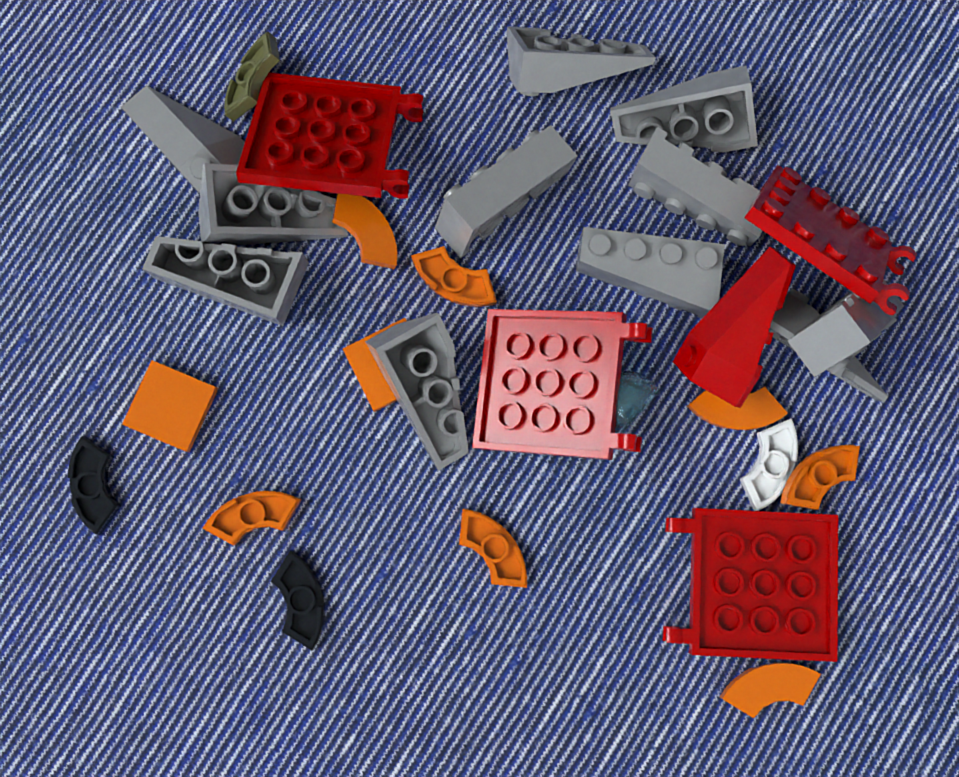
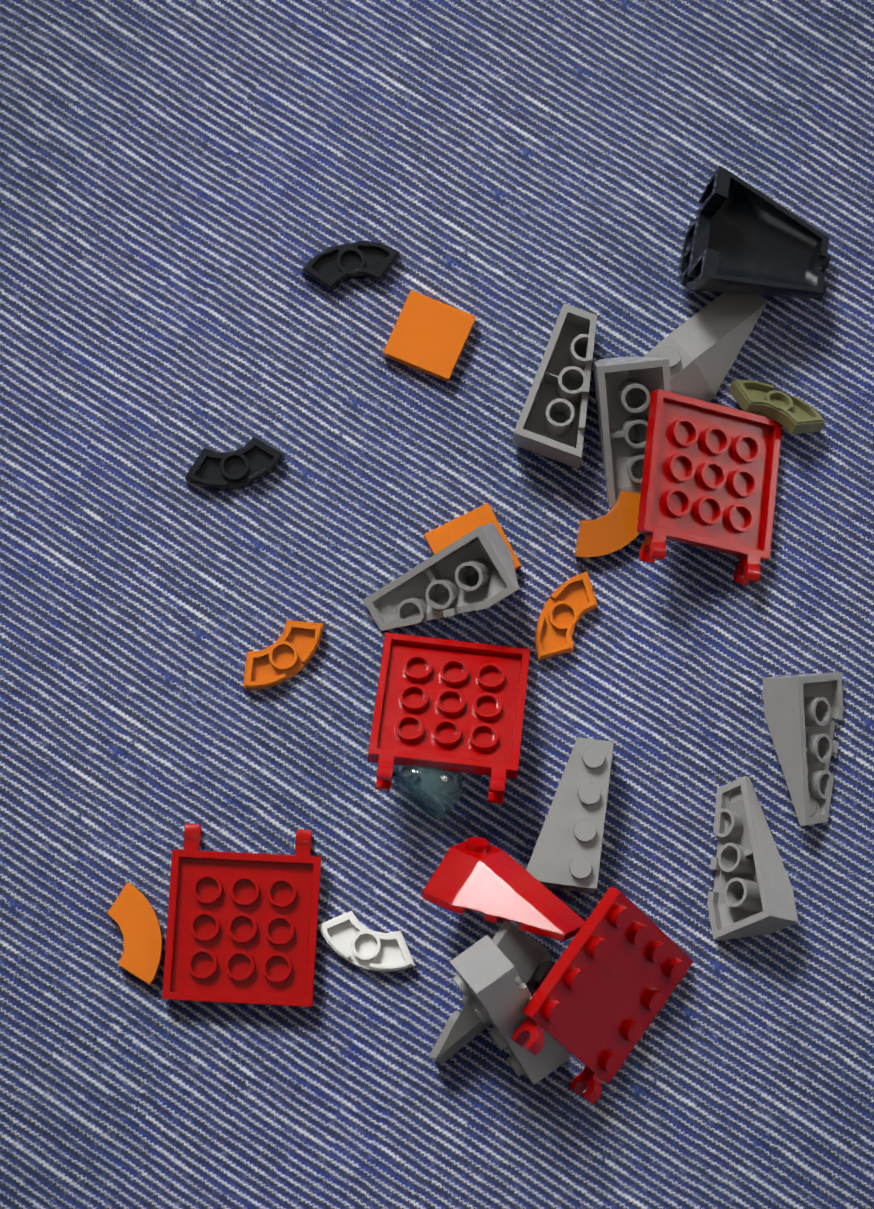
camera: 90 degrees right, 5 degrees down
(87, 95) = (751, 245): none -> black cone
(252, 512) = (322, 418): orange tile -> none
(503, 188) = (659, 665): light grey wedge -> none
(695, 189) = (666, 854): light grey wedge -> none
(756, 412) = (421, 916): orange tile -> none
(818, 474) = (356, 992): orange tile -> none

